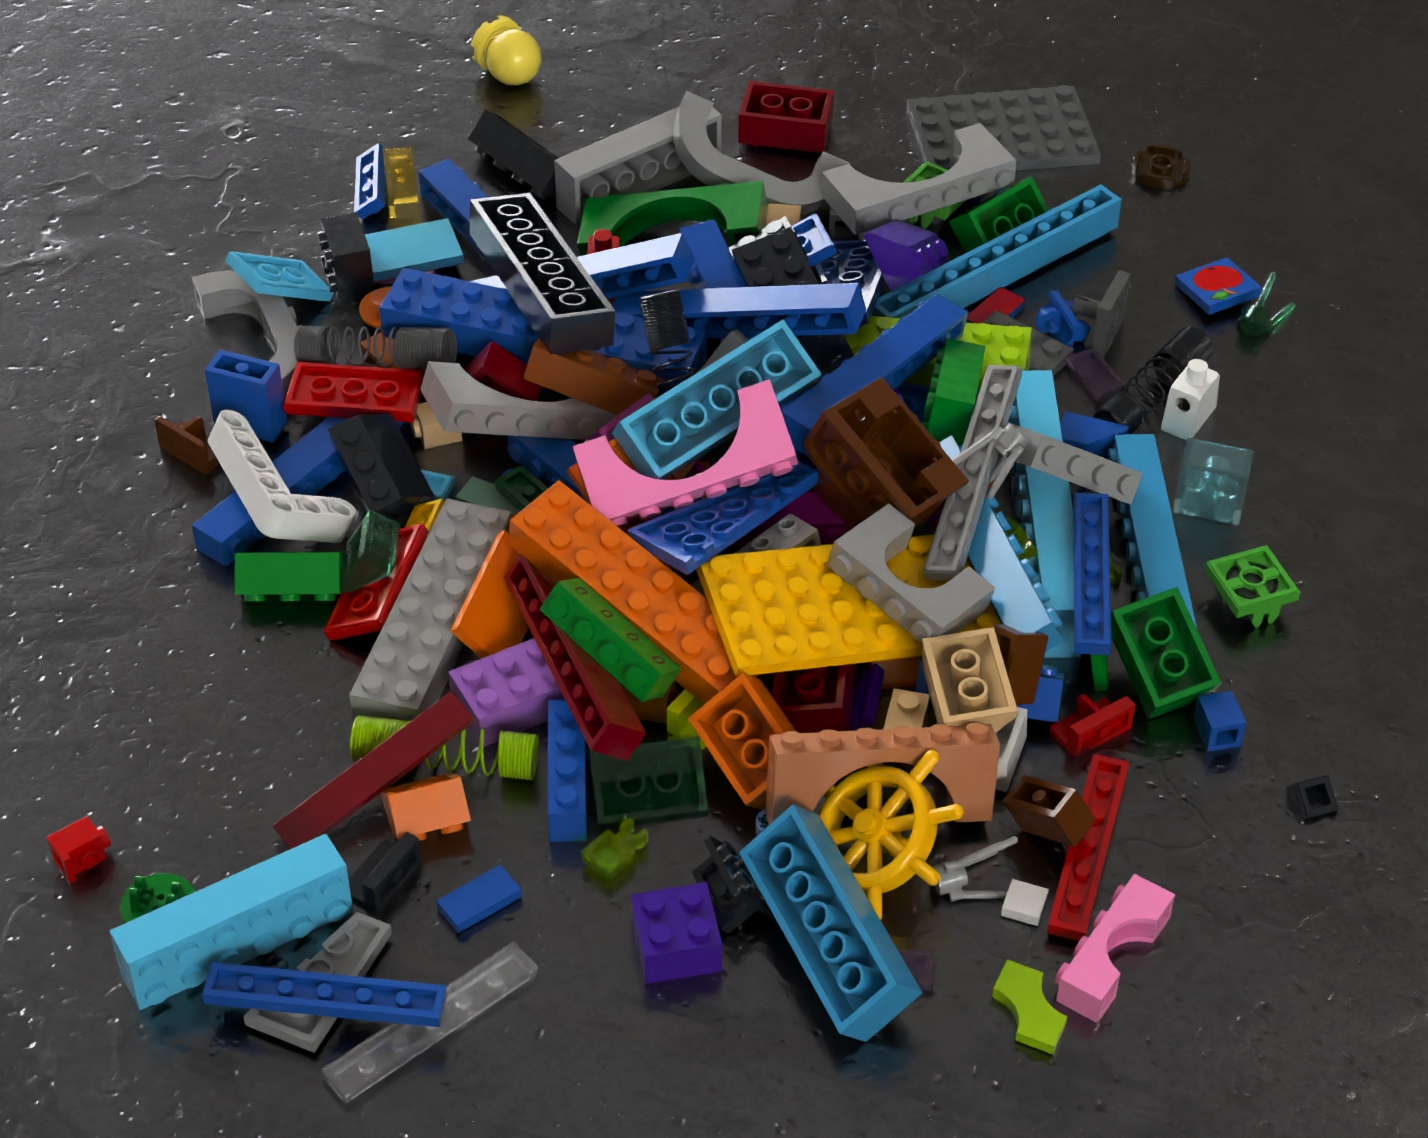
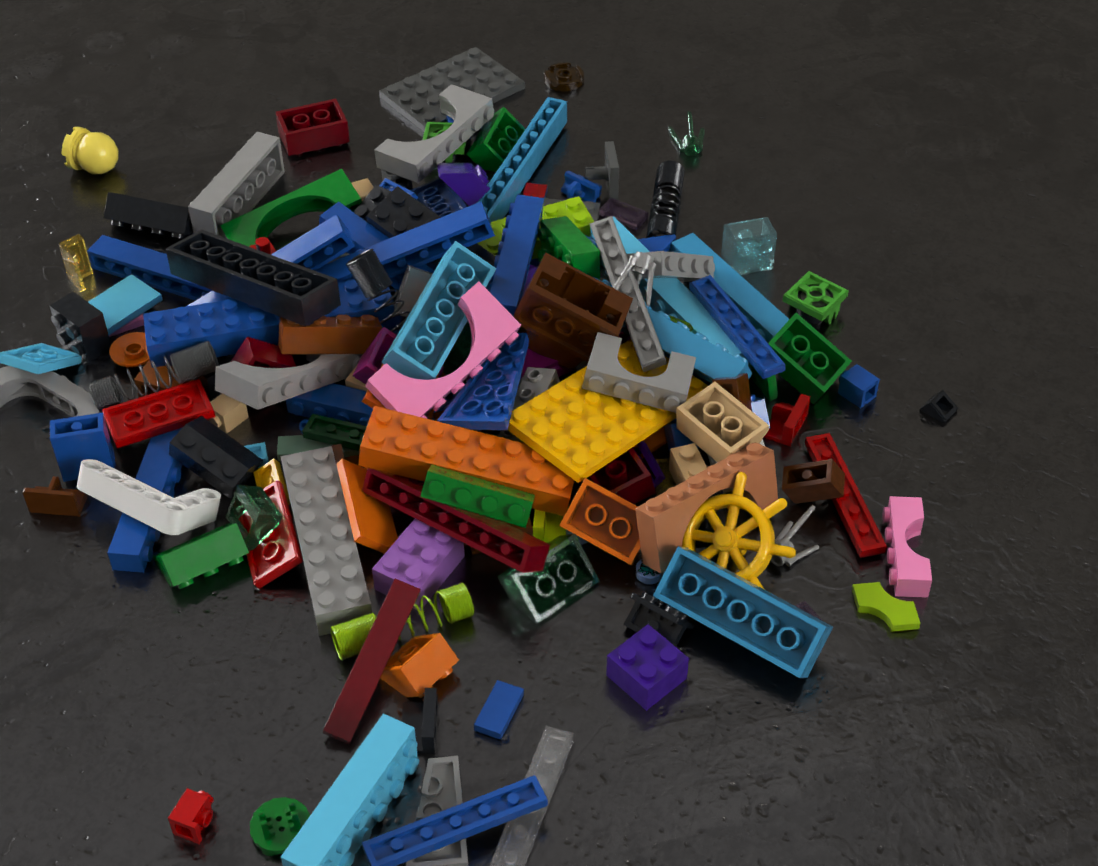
camera: 30 degrees left, 0 degrees up
(370, 182) = (52, 271): blue plate -> none
(566, 775) = (496, 598): blue brick -> none
(614, 852) = (564, 635): clear neon green plate -> none
(719, 169) = (298, 173): light grey arch -> none
(1025, 902) = (833, 545): white tile -> none
(1198, 388) = (696, 196): white torso -> none
(1218, 285) = (654, 133): blue tile -> none

